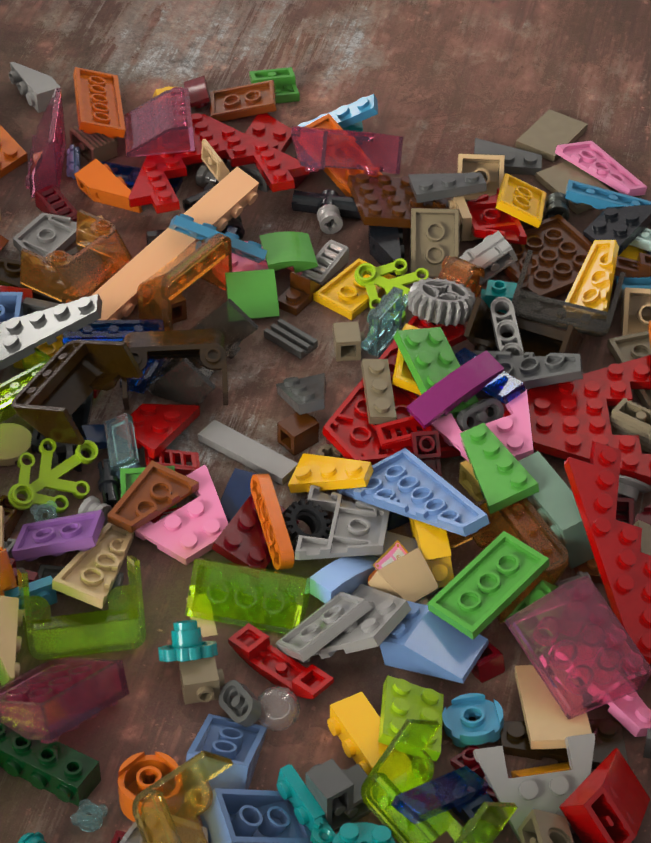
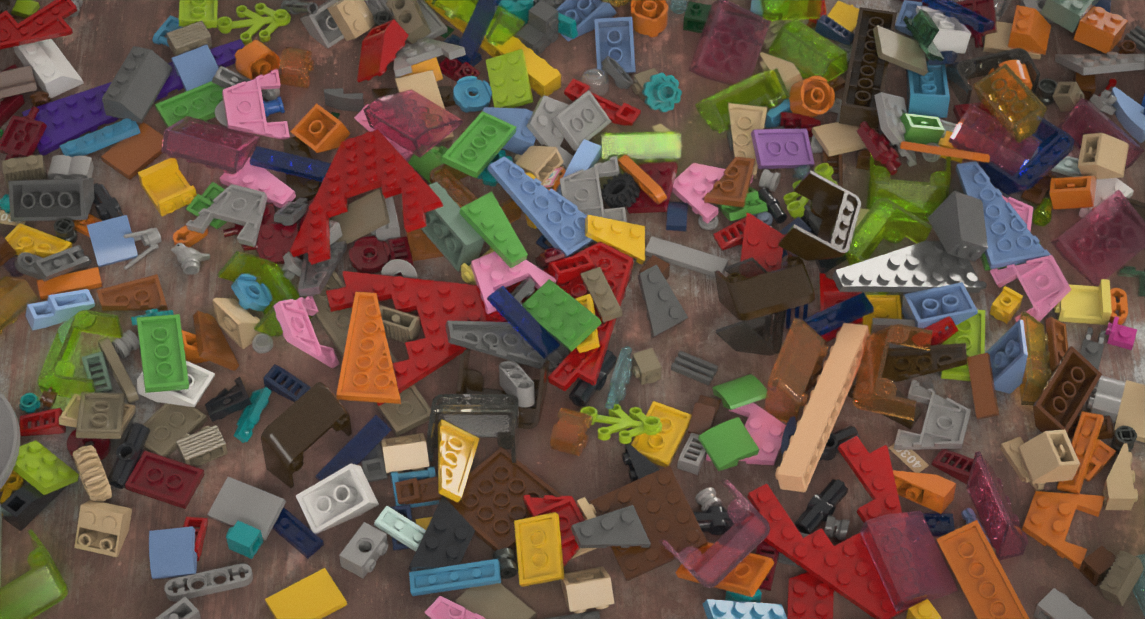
camera: 165 degrees right, 10 degrees up
(121, 442) = (774, 219): clear light blue tile -> none
(185, 225) = (785, 407): dark azure plate -> none
(213, 161) = (832, 519): tan slope -> none
(433, 238) = (603, 474): dark tan tile -> none
(441, 301) = (559, 377): light grey gear -> none
(455, 388) = (537, 287): magenta slope -> none
(492, 255) = (552, 470): light grey brick -> none
(497, 289) = (533, 440): teal brick -> none

